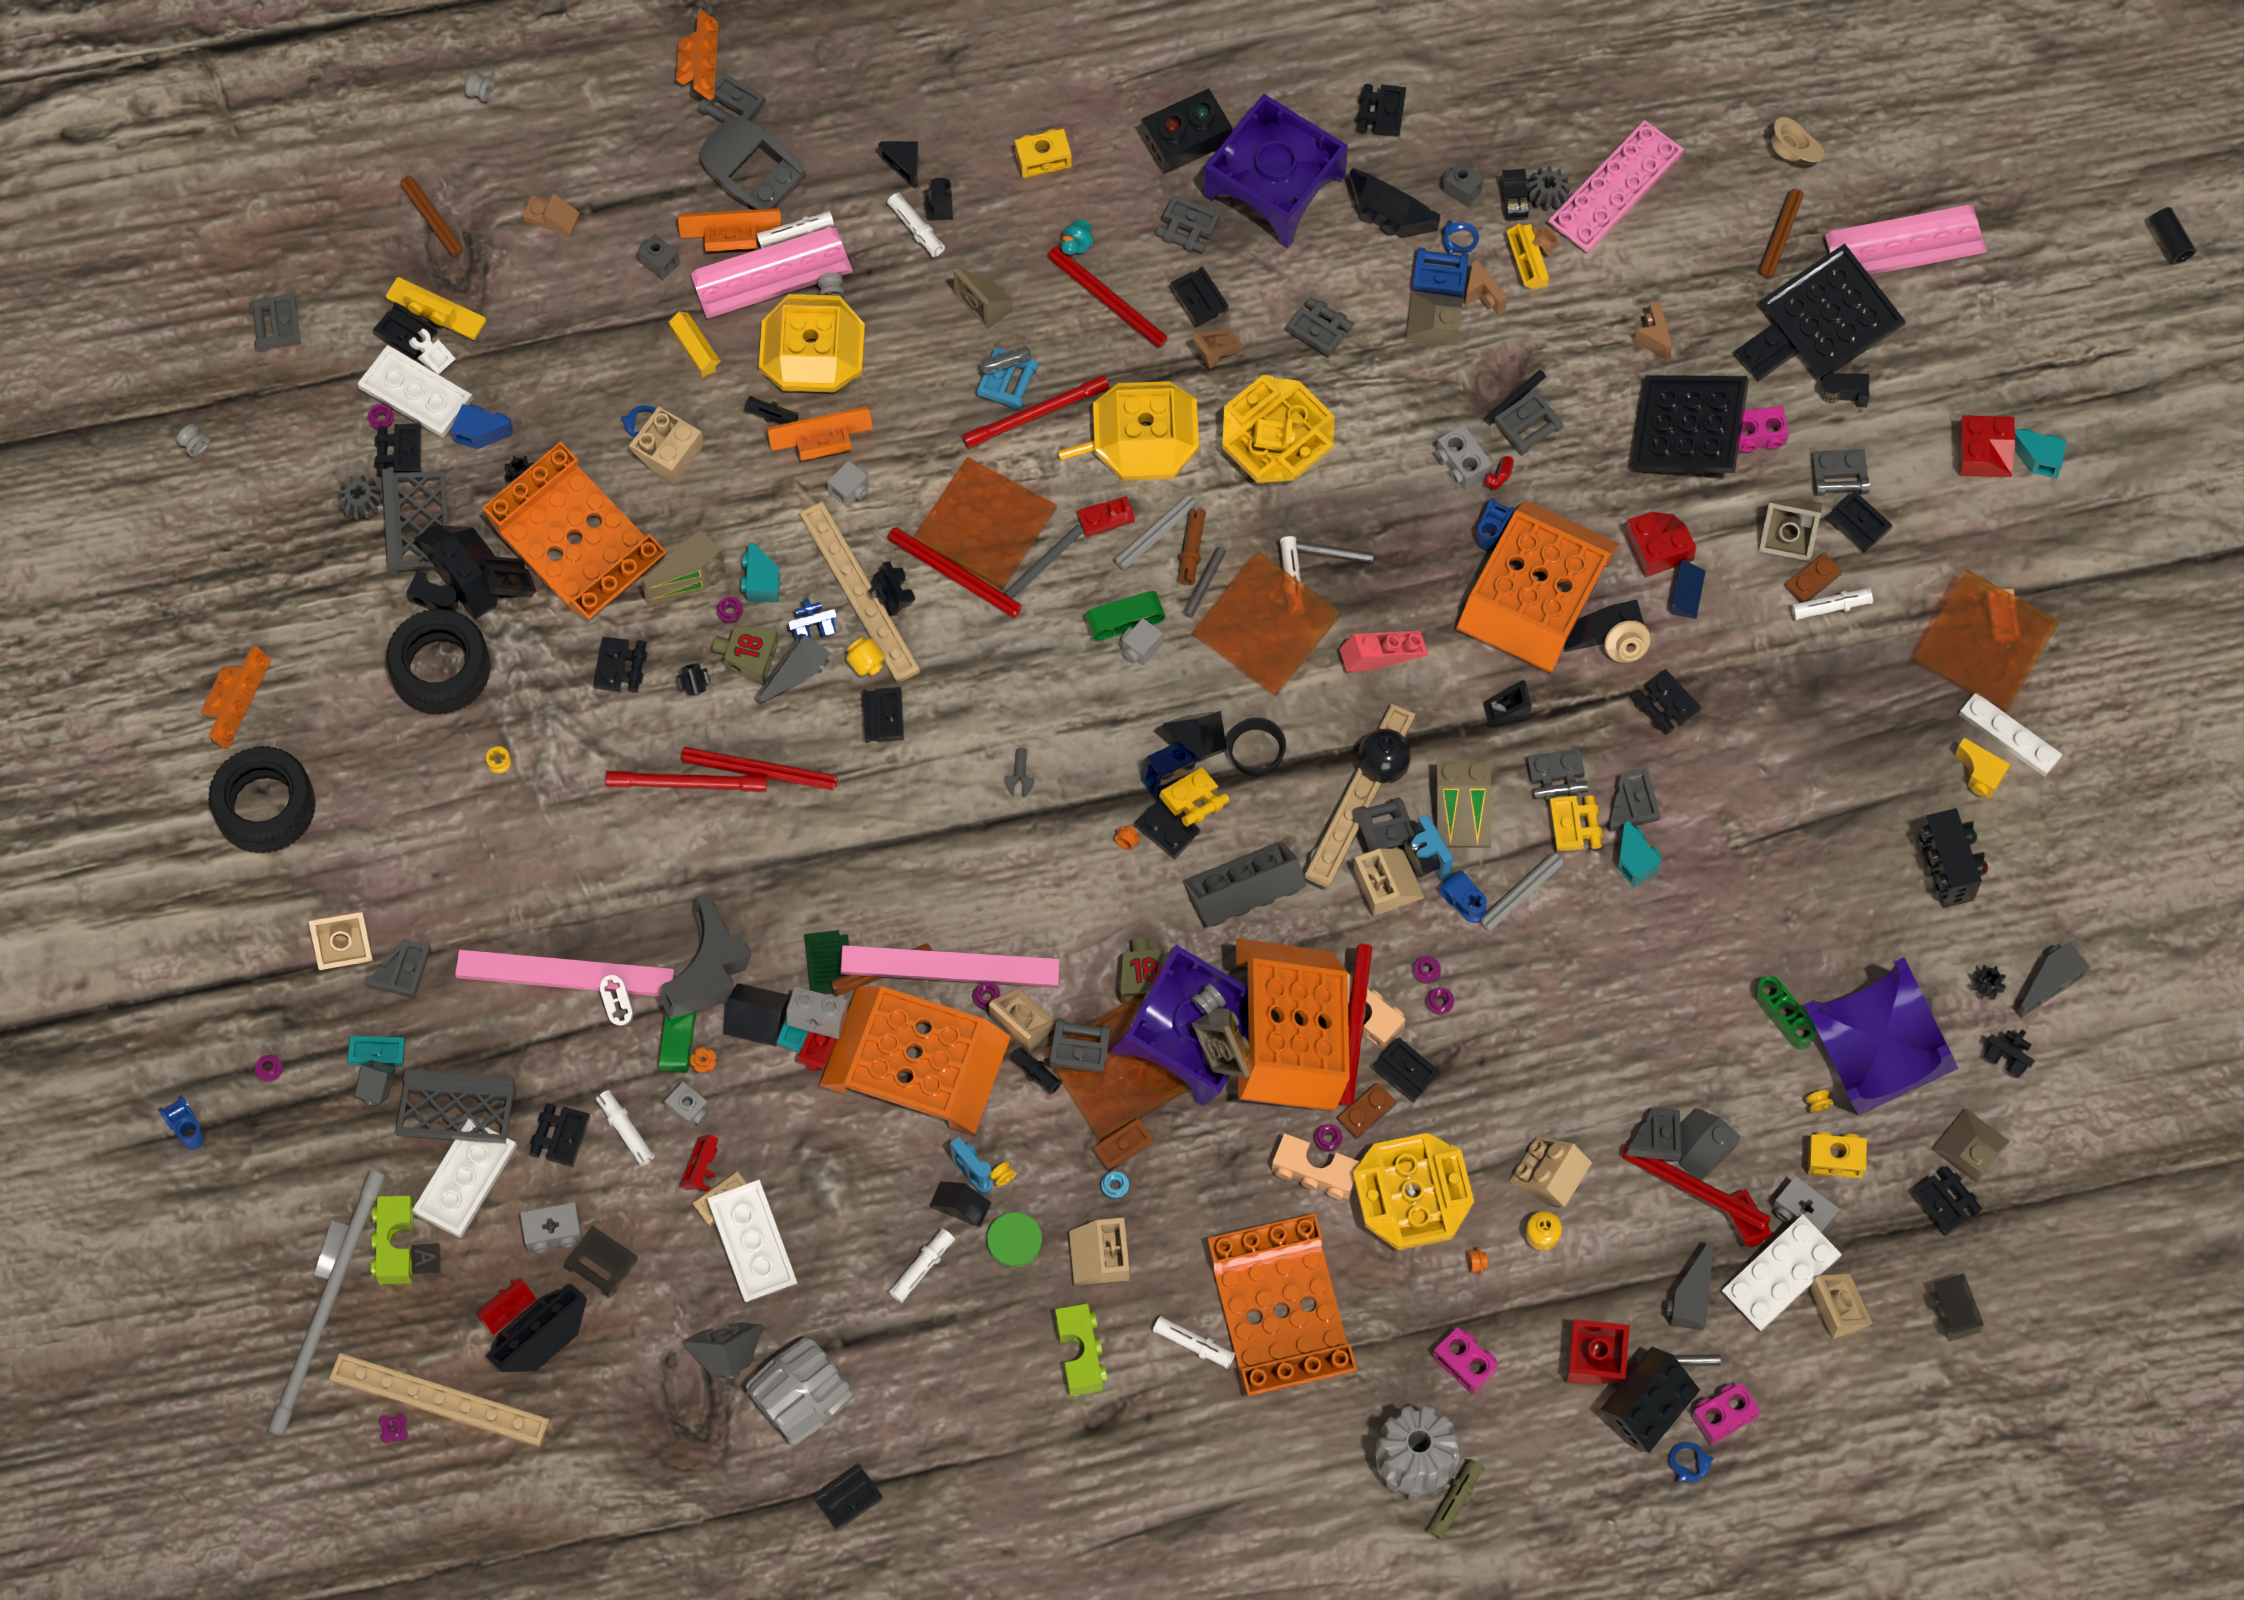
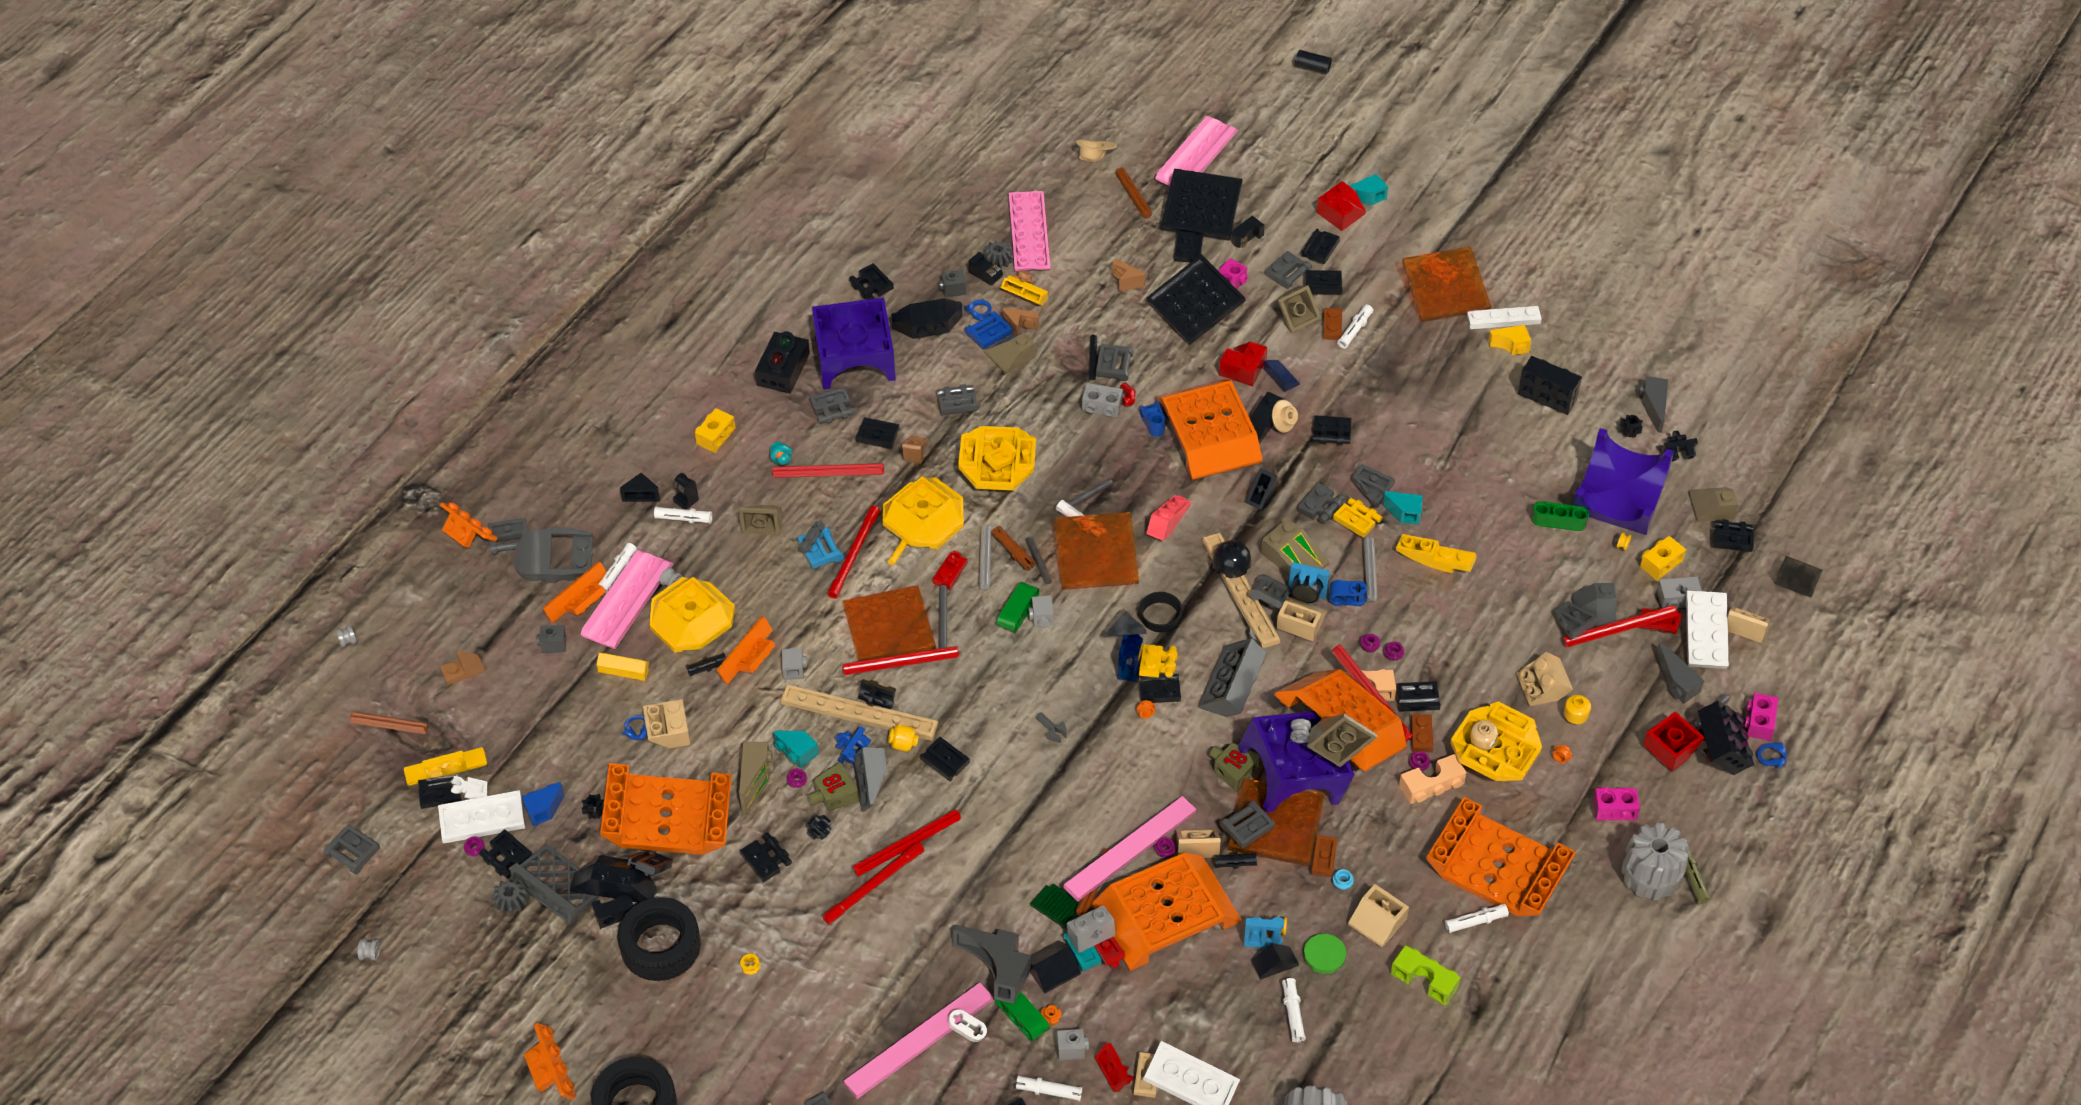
camera: 45 degrees left, 15 degrees down
(1398, 1178) = (1484, 735): none -> tan head
(1603, 936) = (1432, 555): none -> yellow slope
(1908, 475) = (1321, 246): none -> black plate

